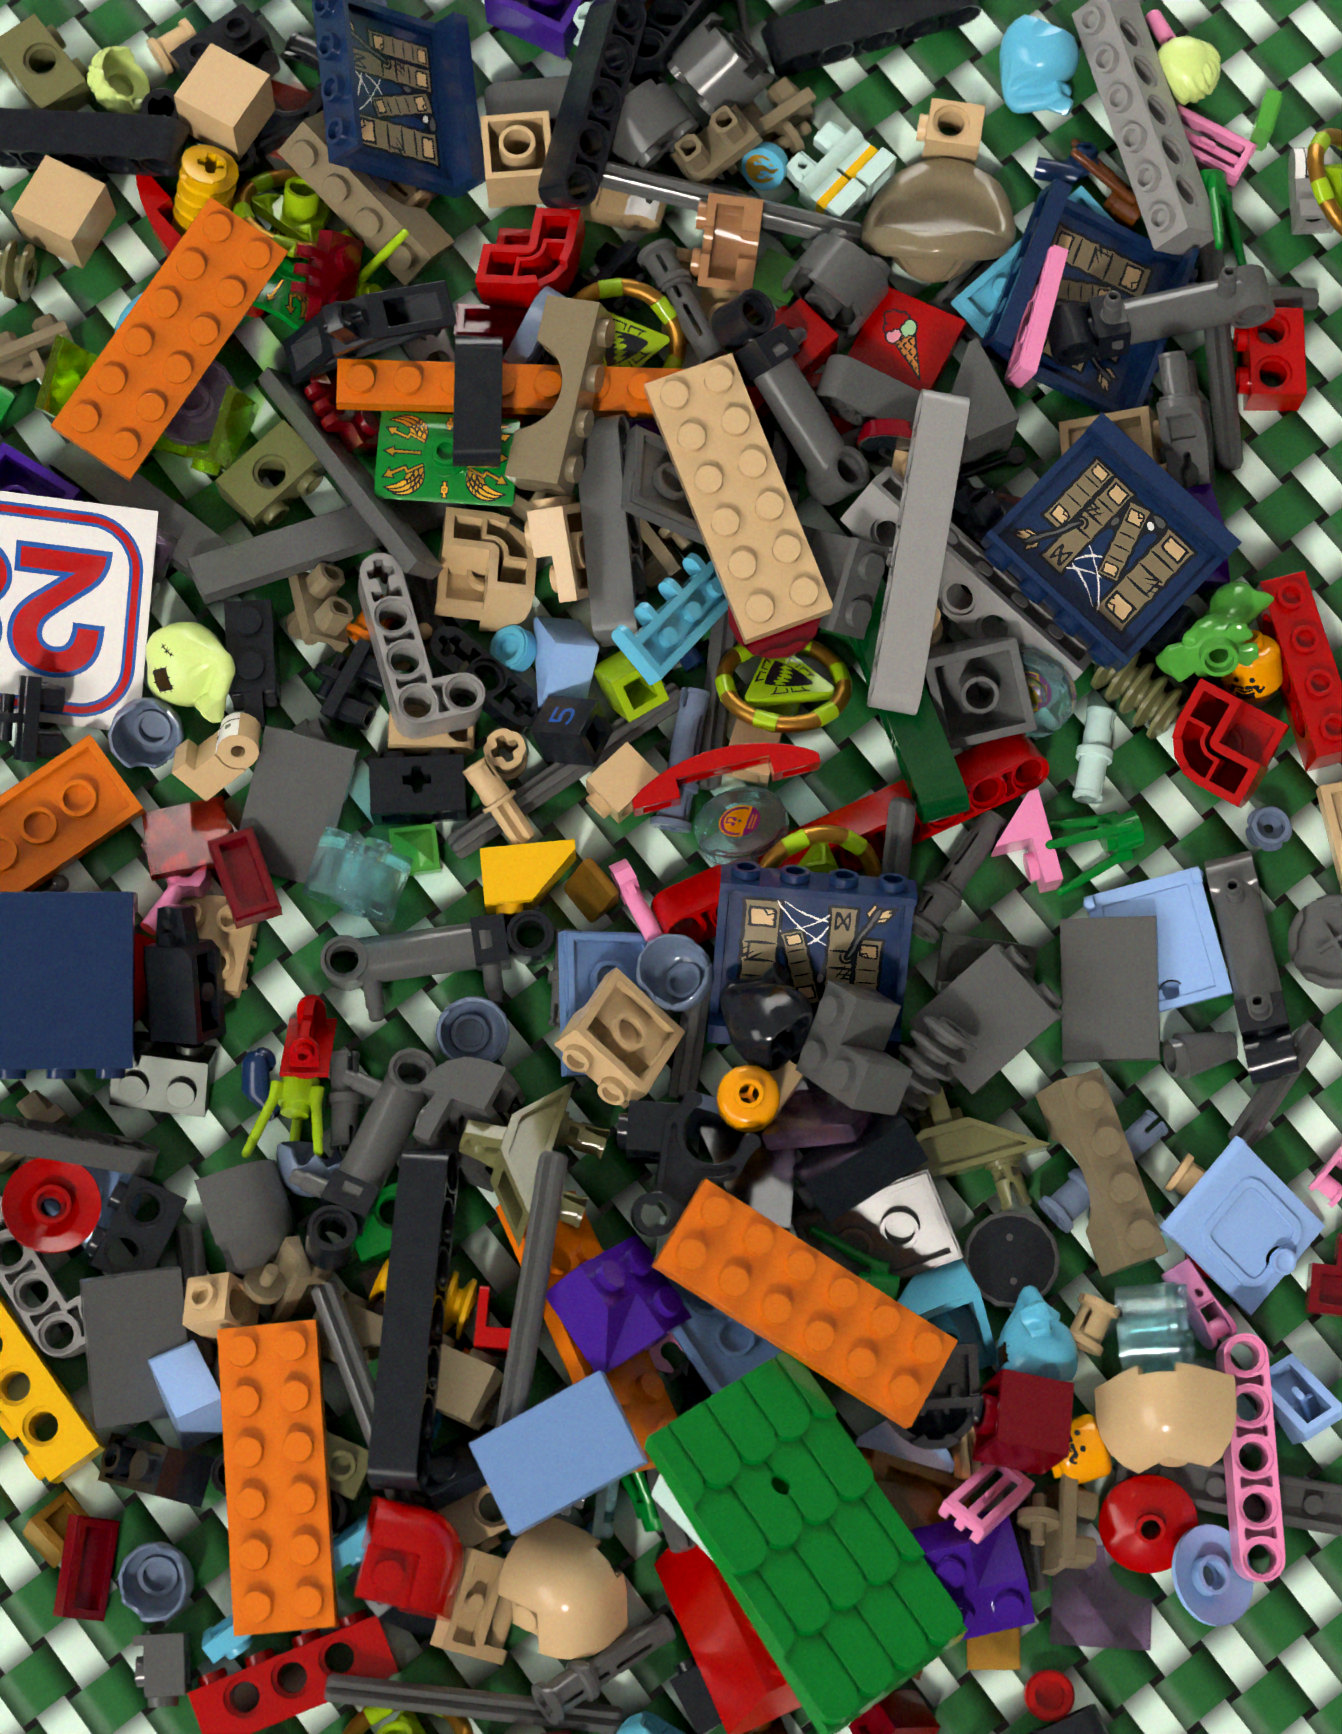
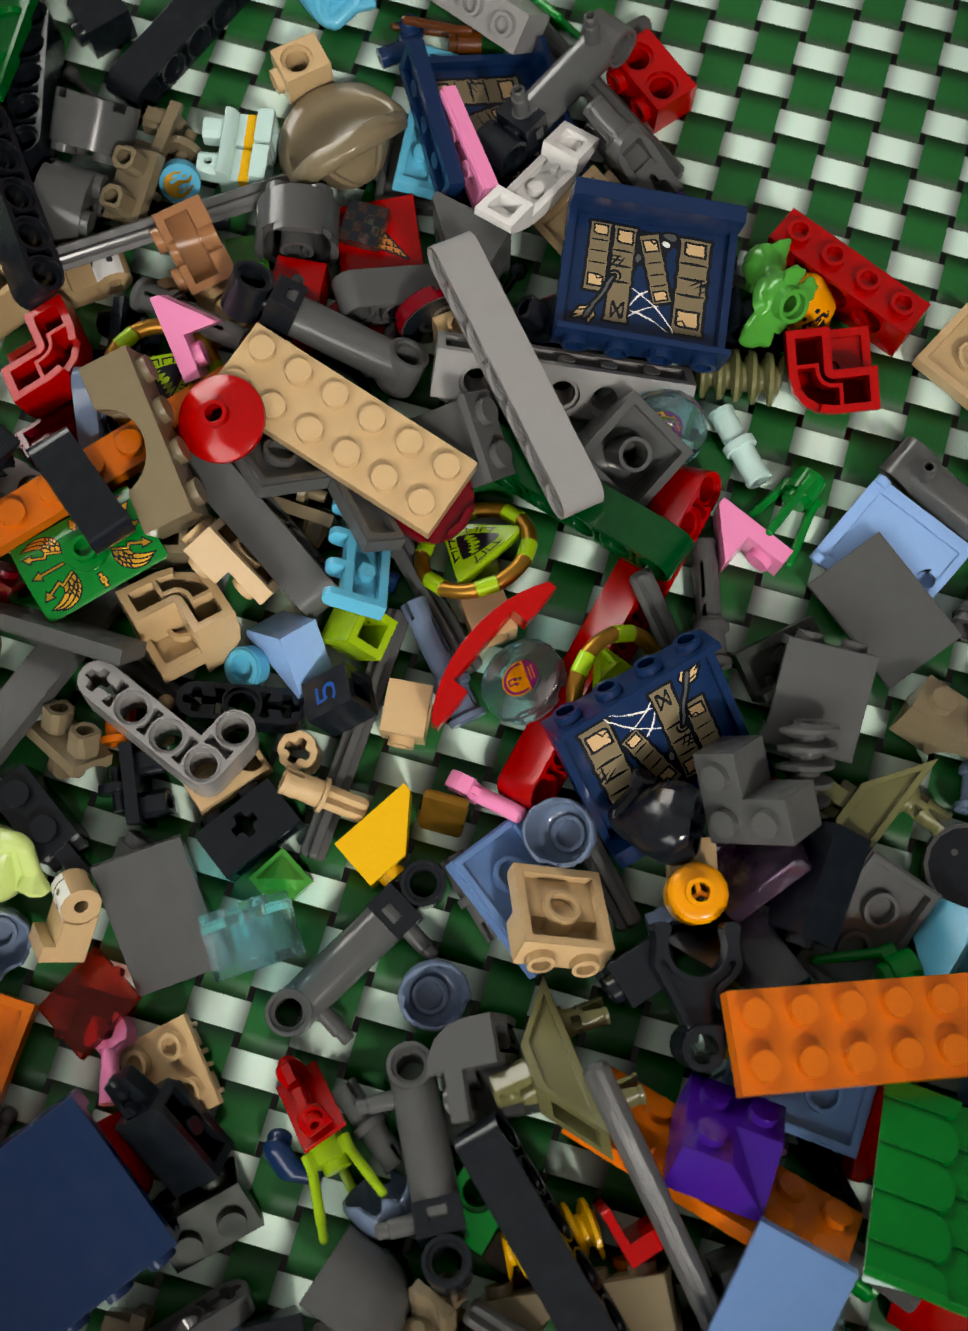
camera: 35 degrees left, 0 degrees up
(244, 877) = (159, 1005): dark red tile -> none
(651, 434) = (235, 431): none -> red dish
(664, 306) = (179, 324): none -> bright pink slope
(702, 597) = (369, 524): none -> dark grey tile
(899, 321) = (364, 225): none -> clear smoke tile
(1082, 392) = (542, 182): none -> white slope
(1277, 820) = (908, 406): sand blue plate -> none

